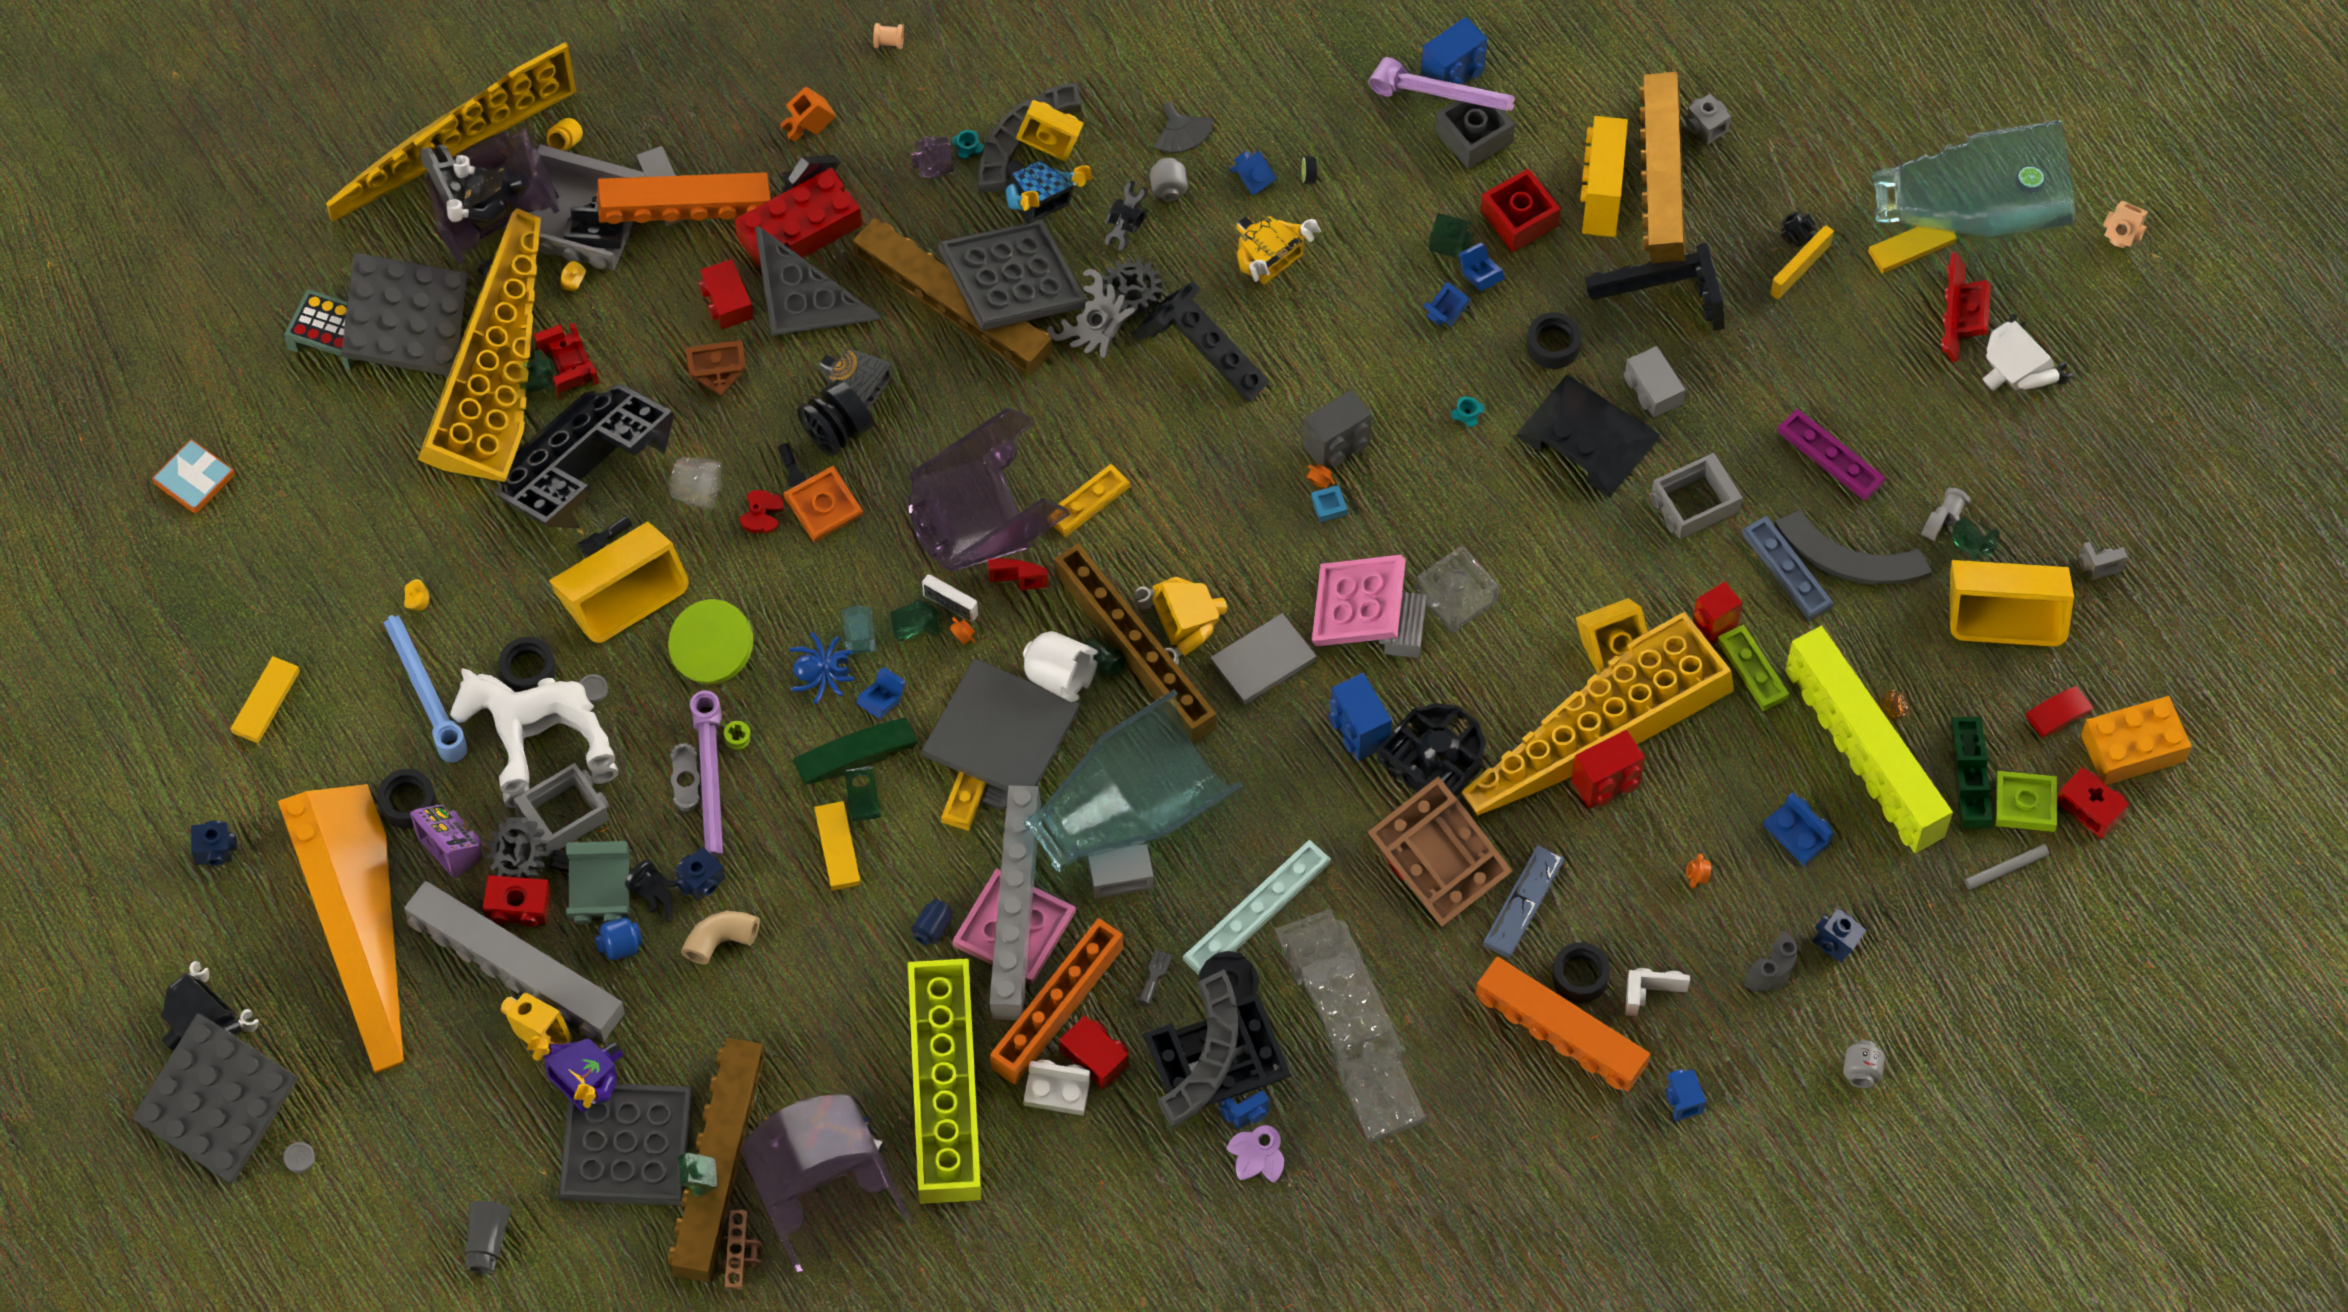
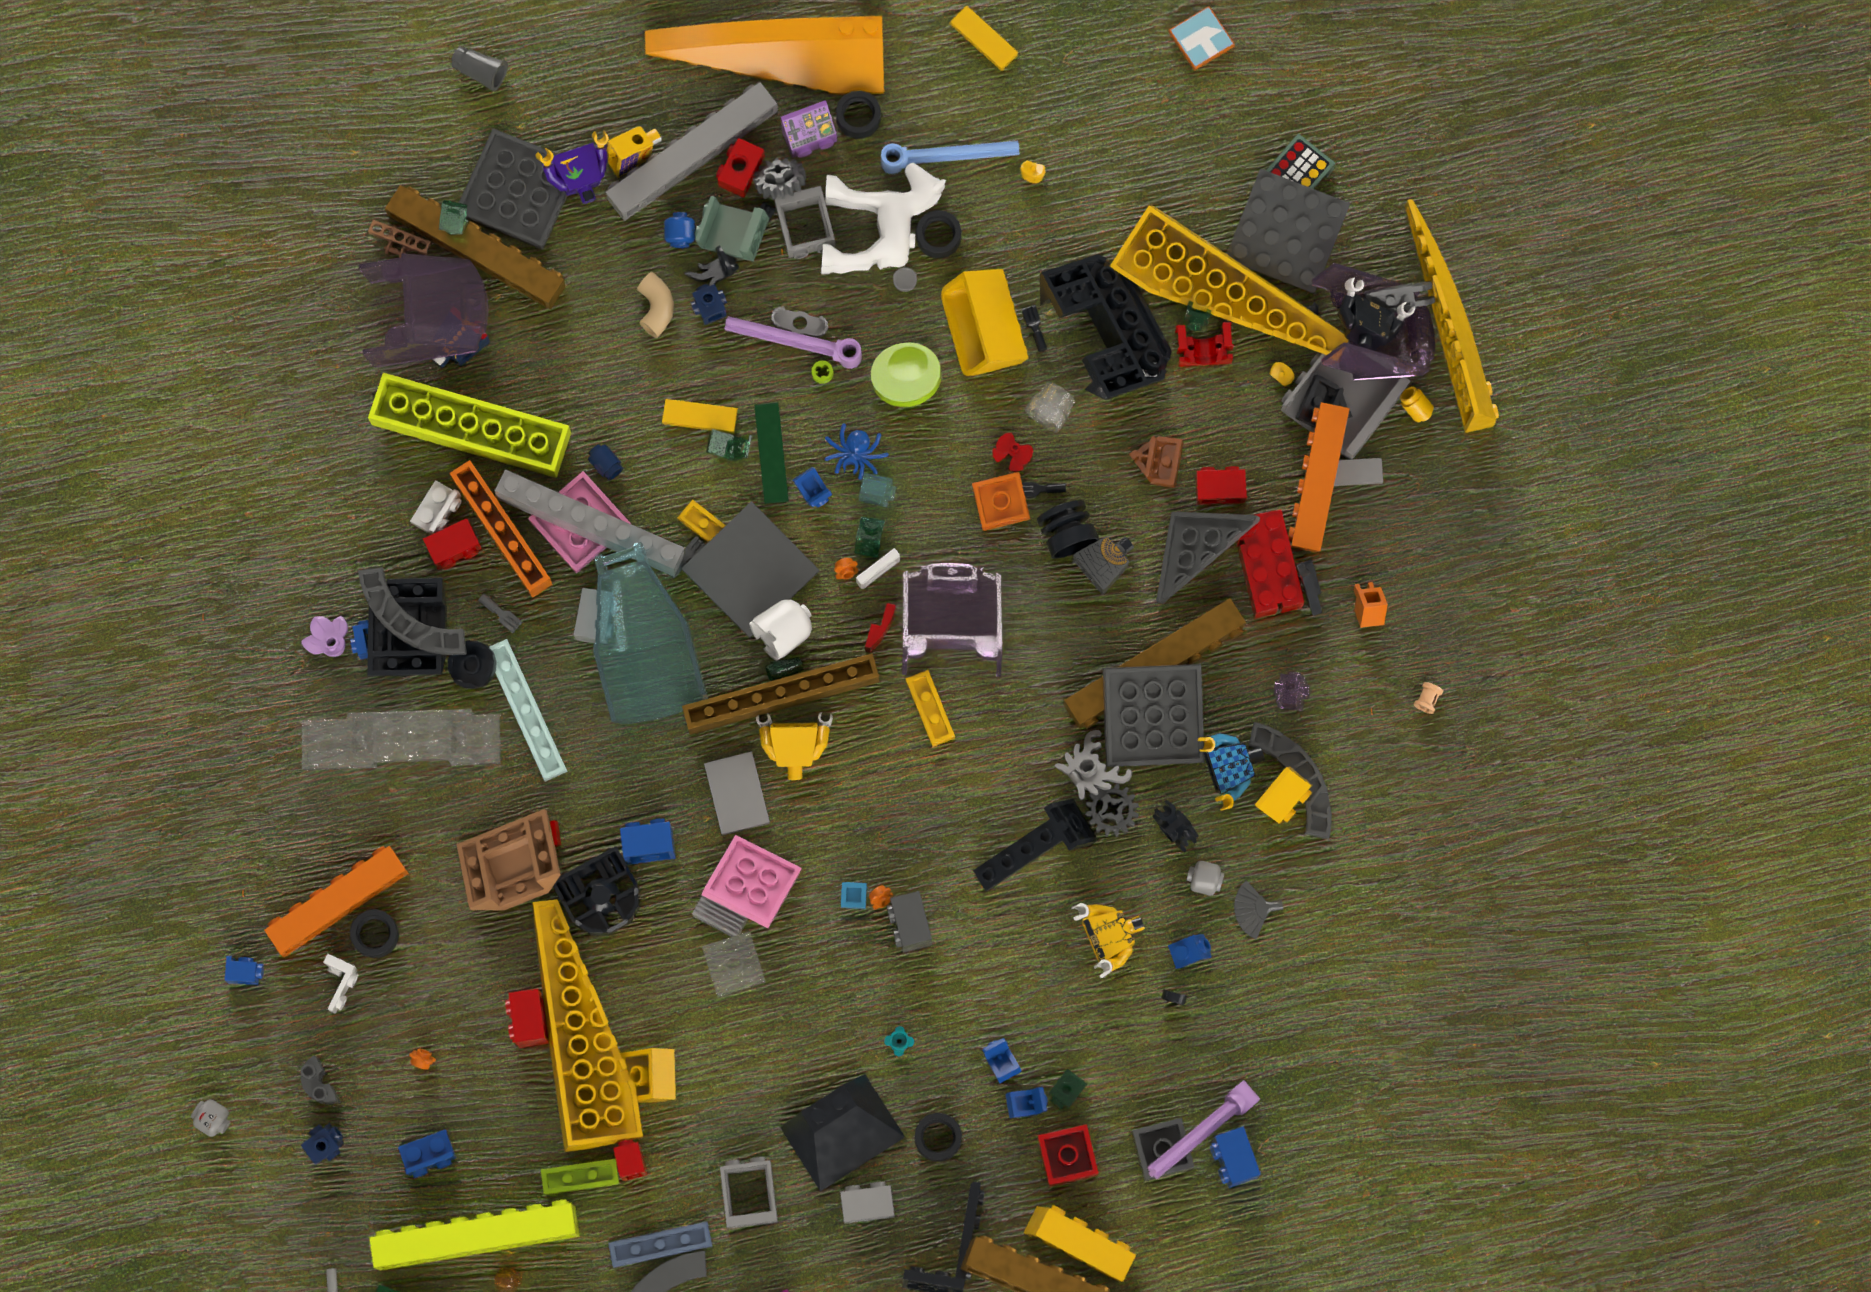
camera: 110 degrees right, 15 degrees up
(967, 137) = (1305, 722): teal plate -> none
(1523, 902) = (452, 915): sand blue tile -> none

